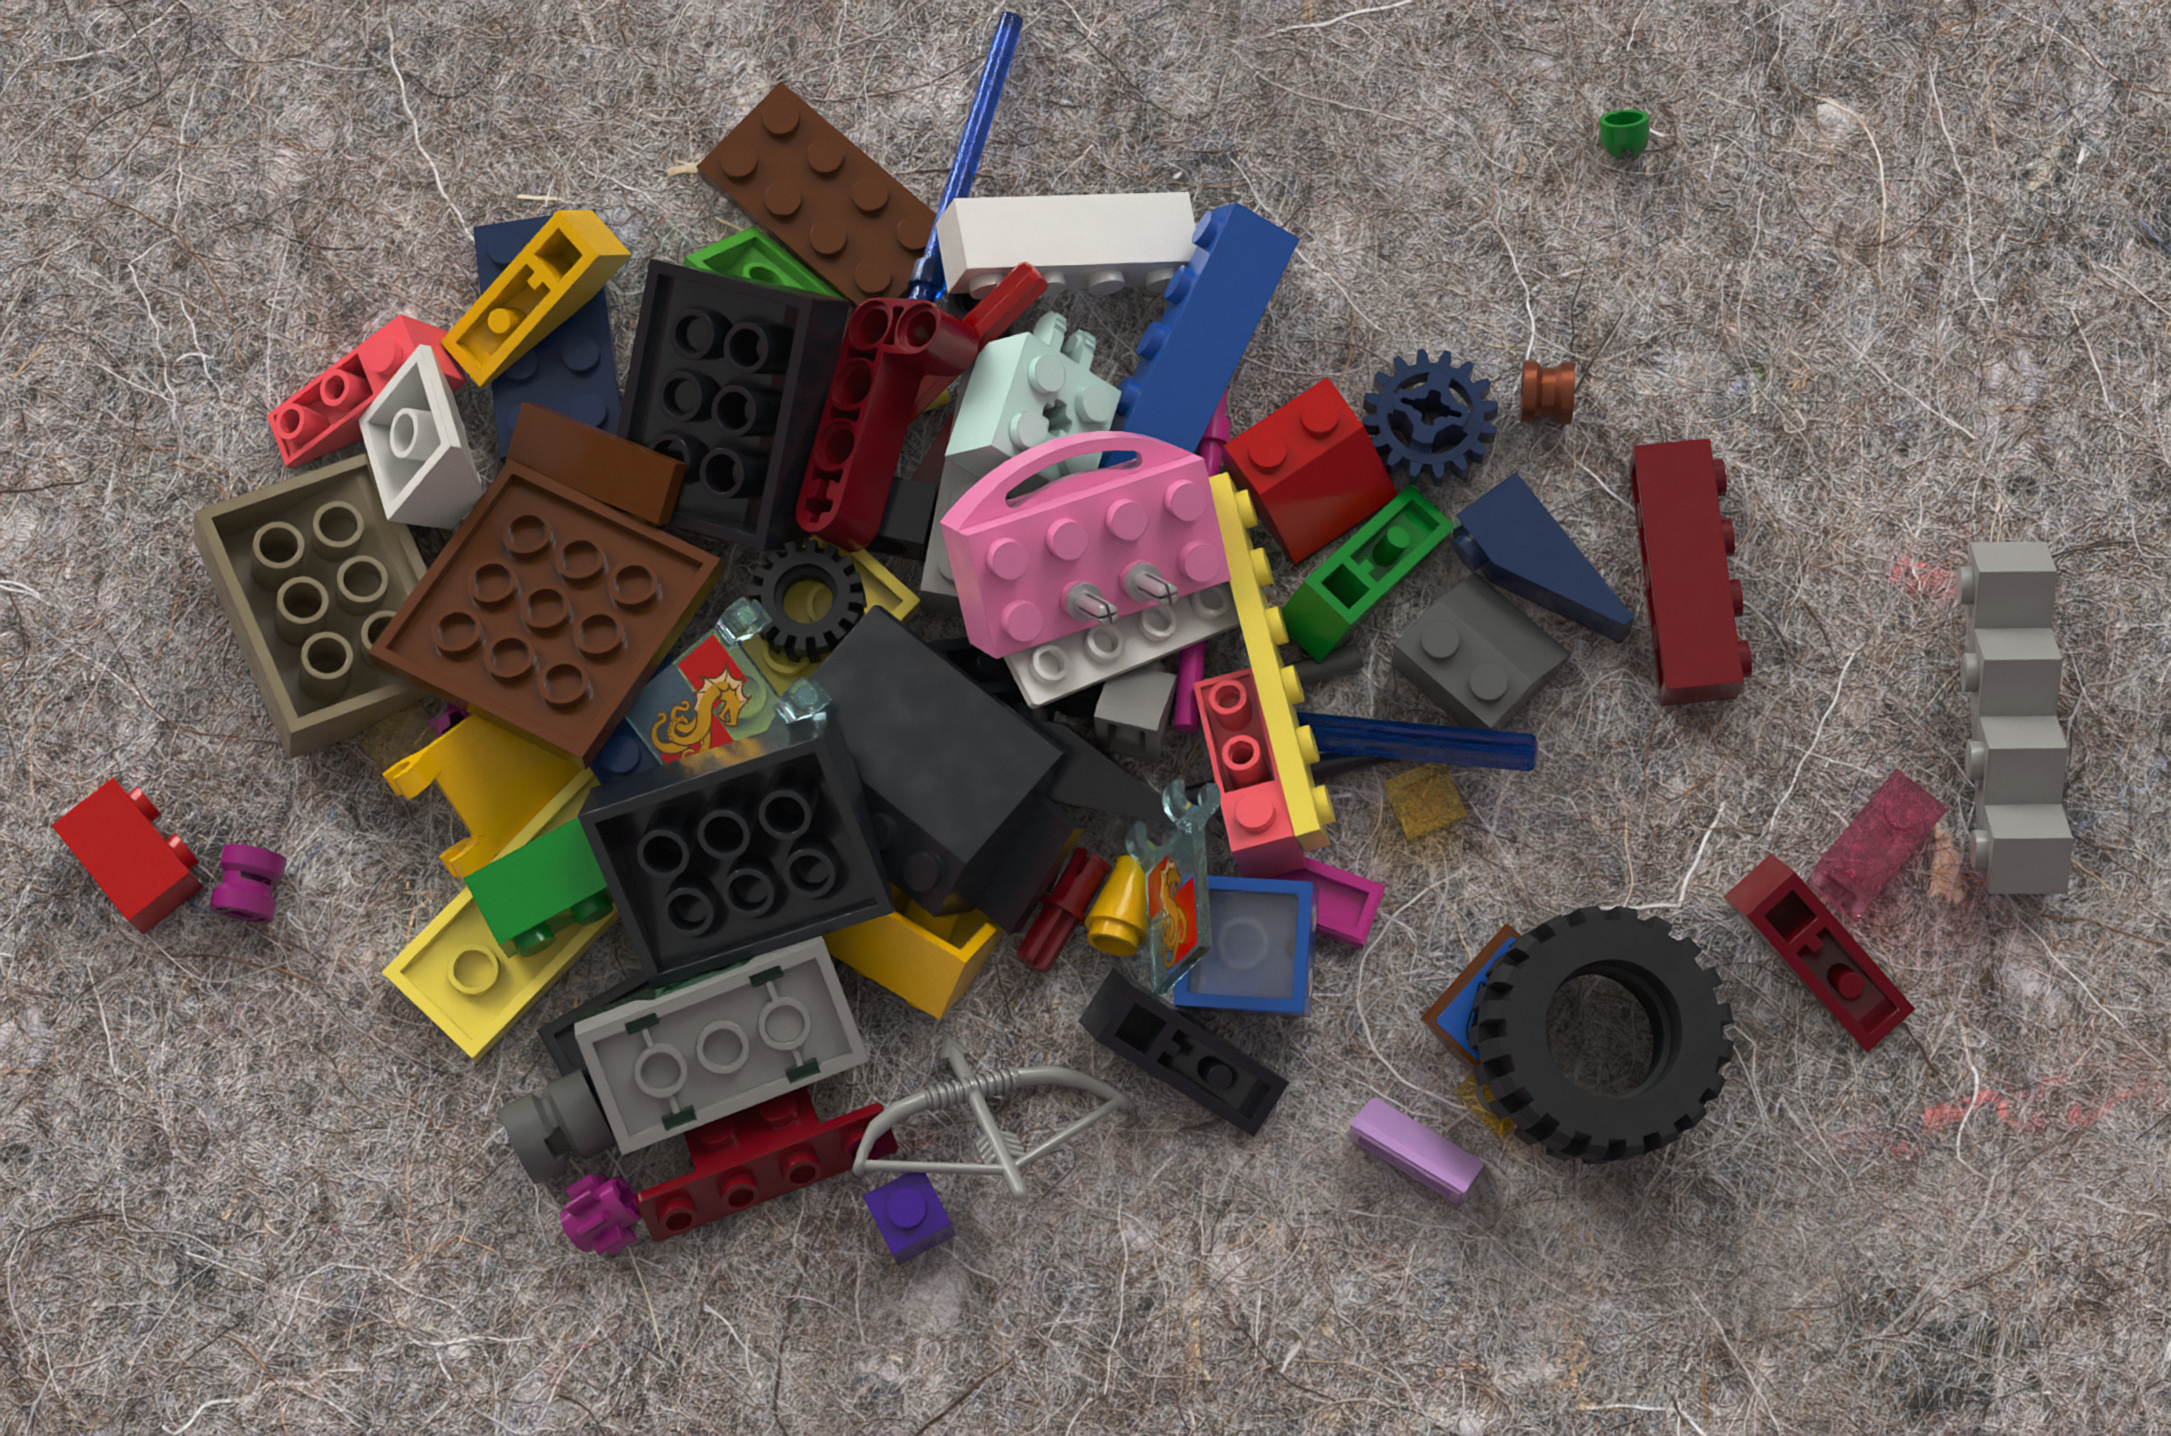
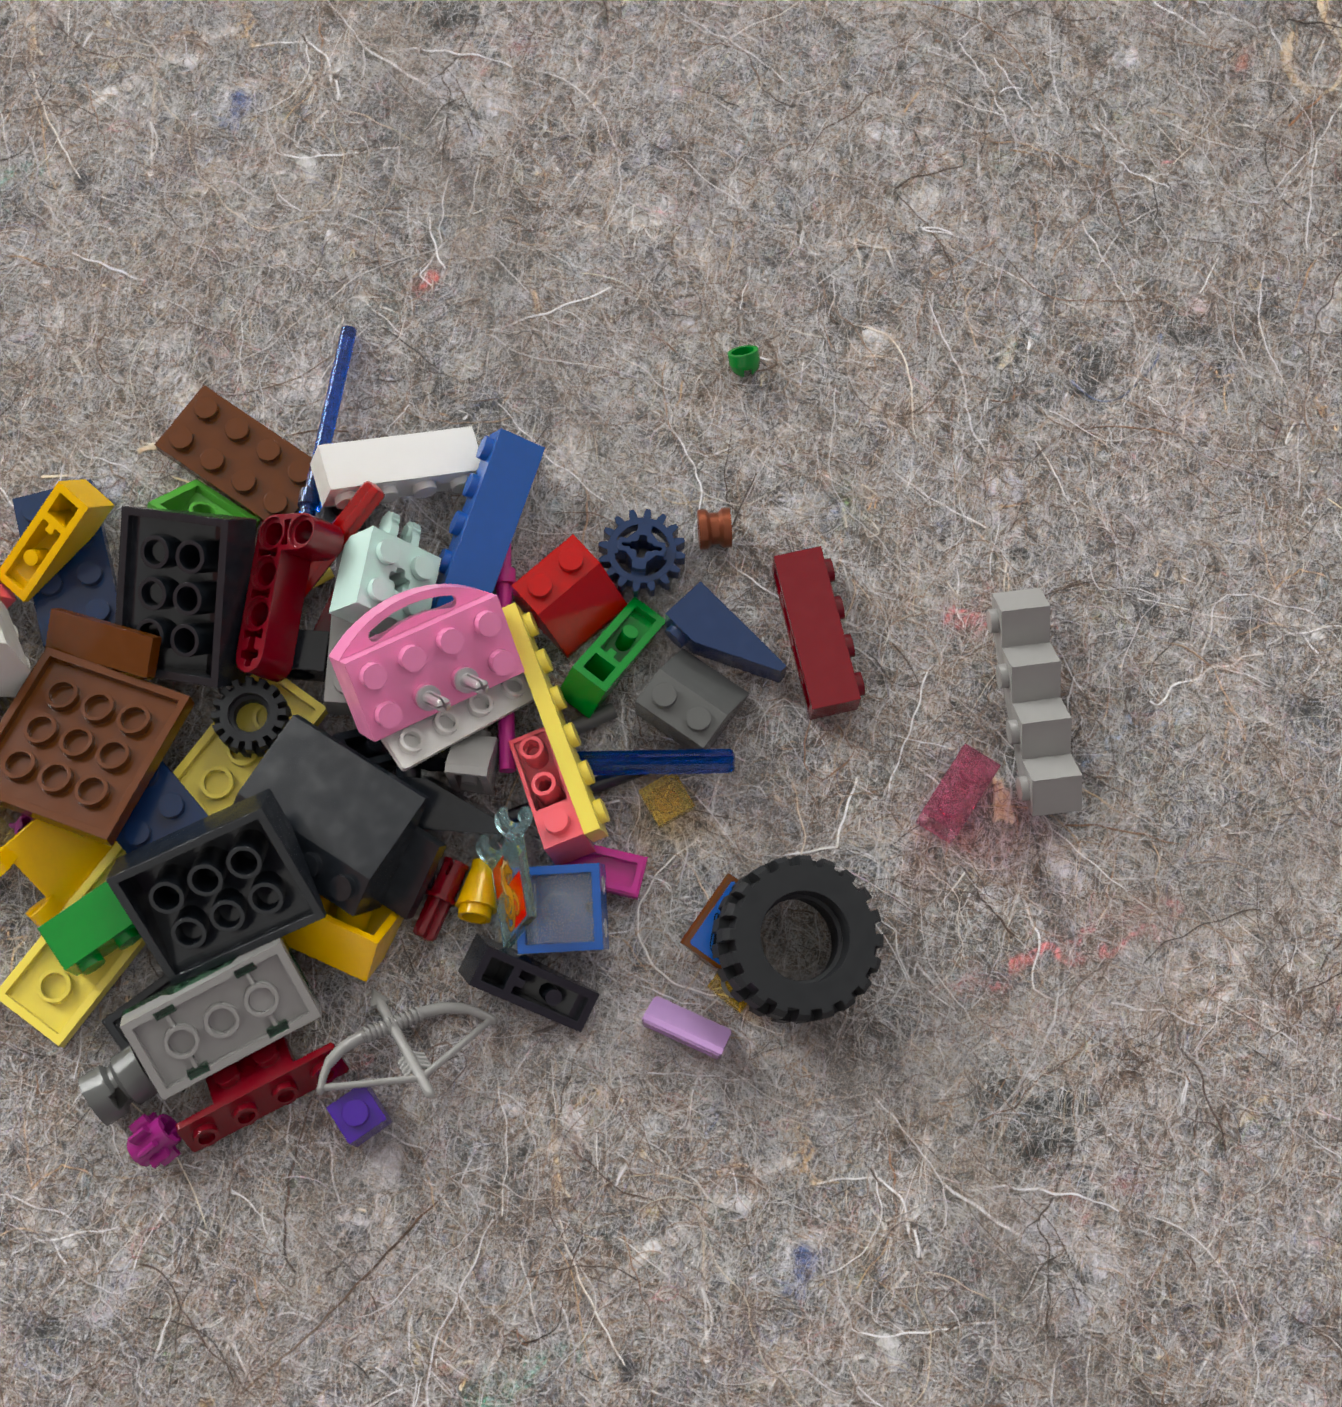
camera: 15 degrees left, 0 degrees up
(718, 692) = (196, 784): flag -> none
(1819, 951) = (929, 866): dark red slope -> none

